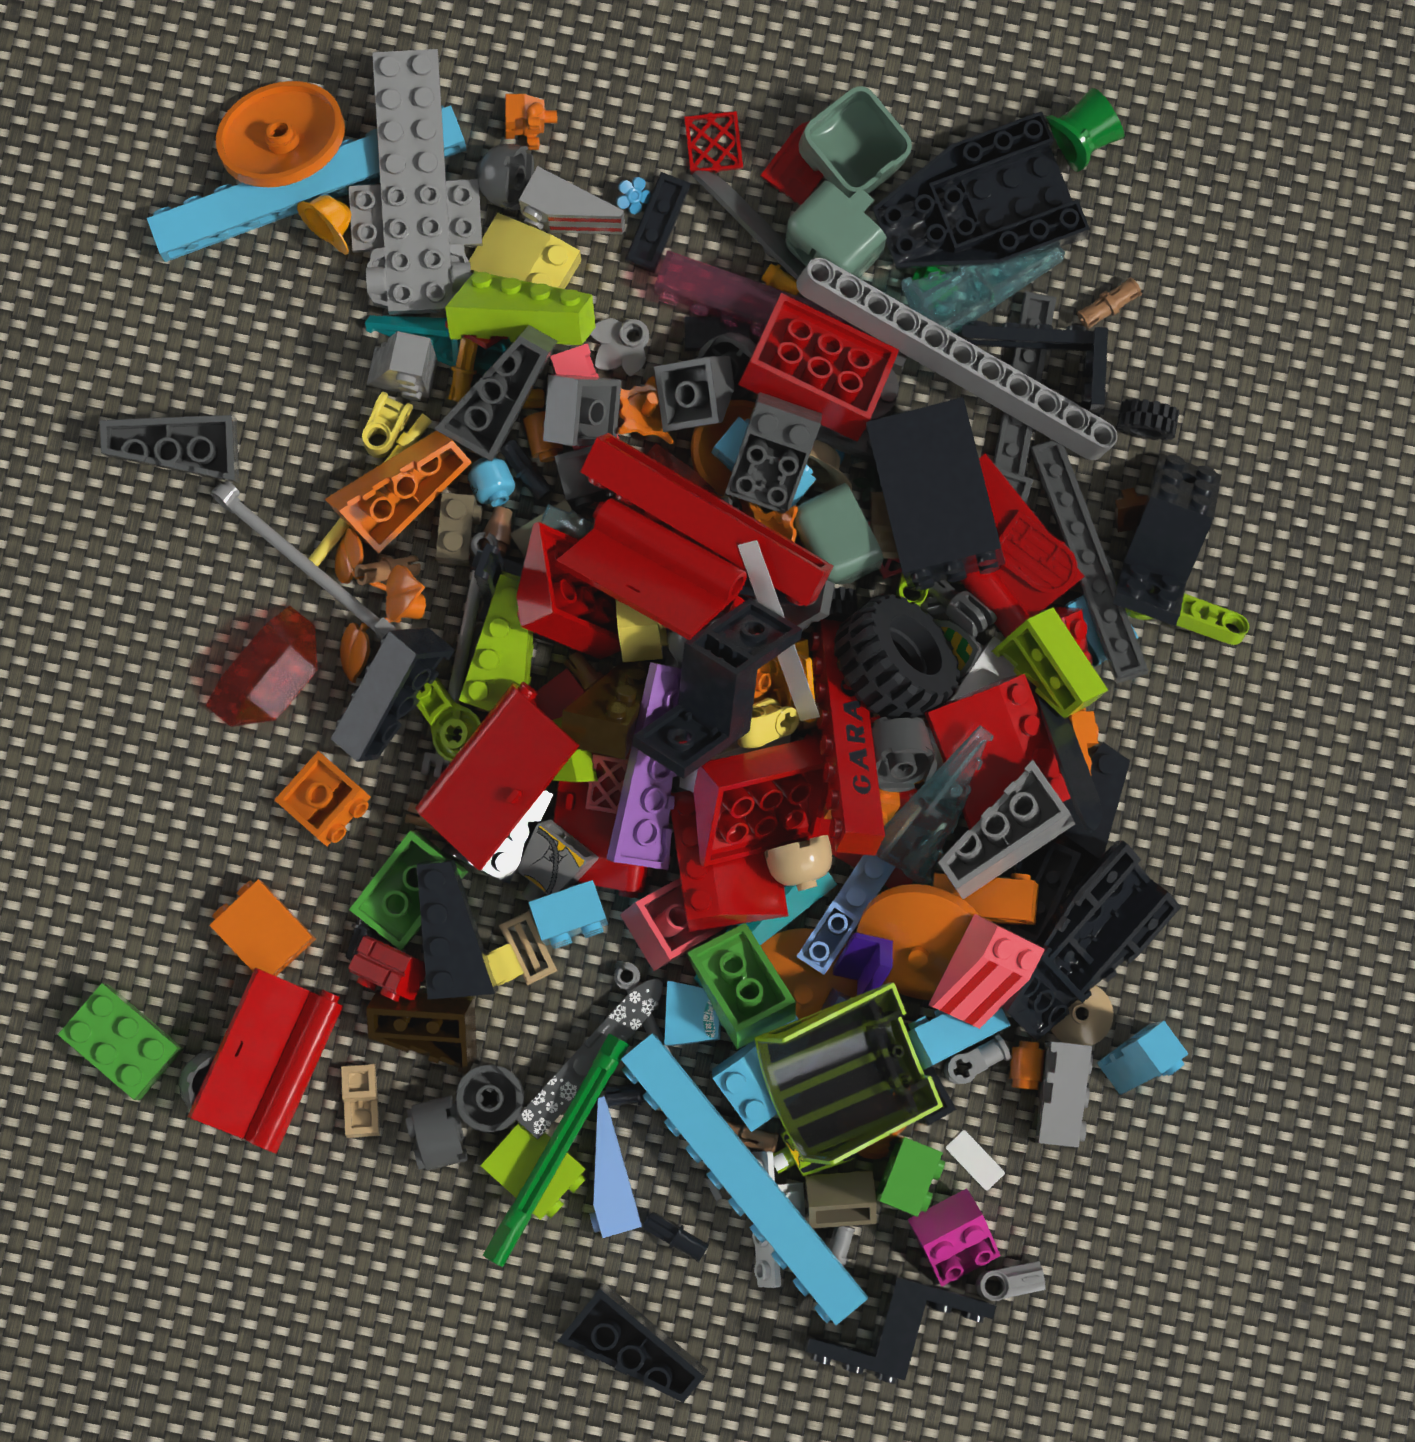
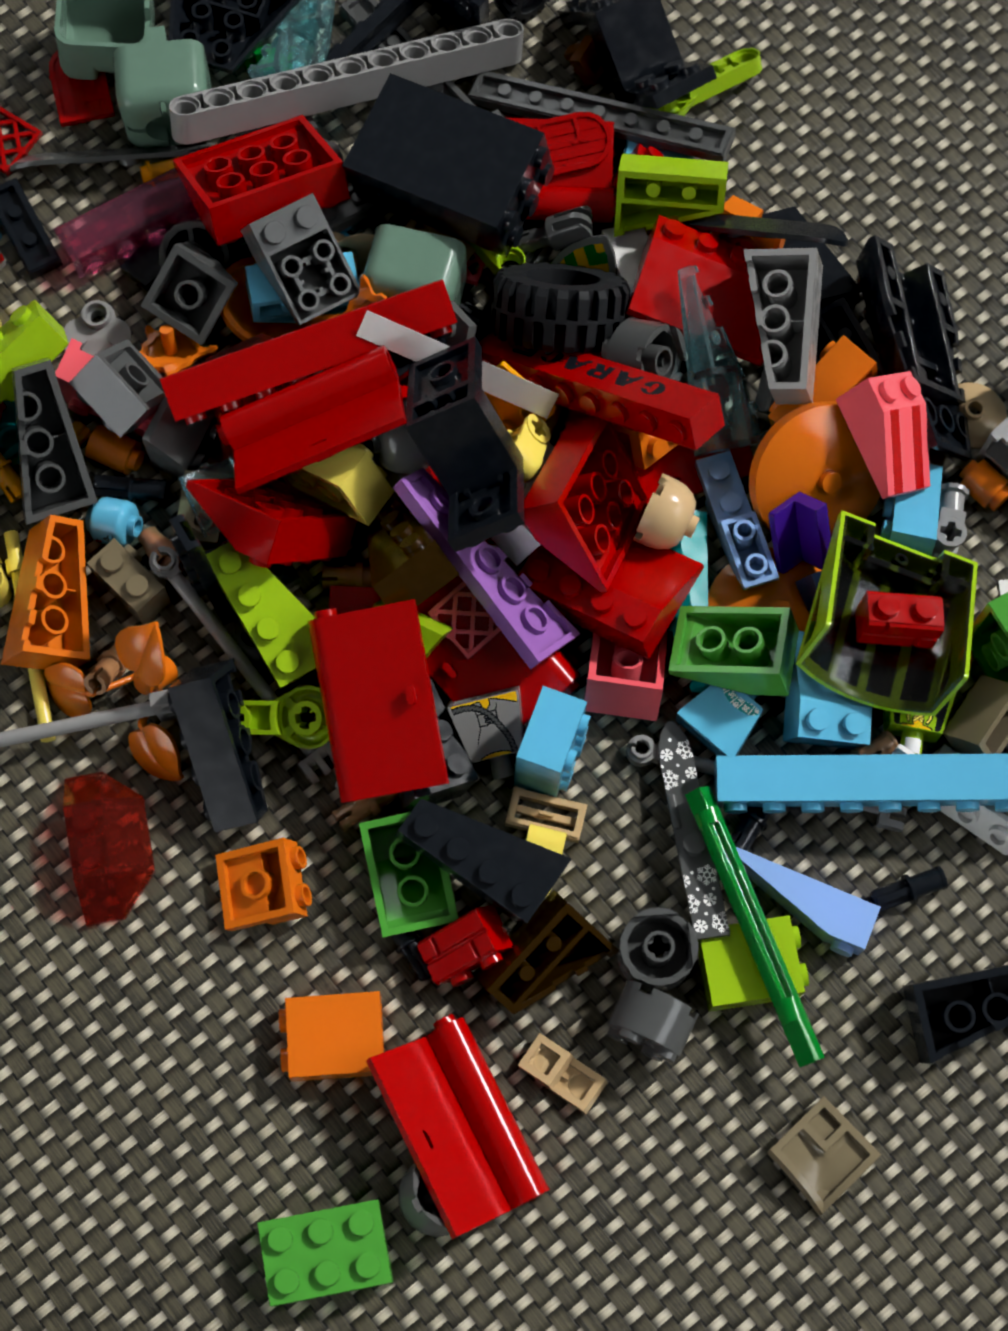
camera: 50 degrees left, 10 degrees down
(444, 1316) = (823, 1155): none -> dark tan plate
(847, 1084) = (899, 619): none -> red brick

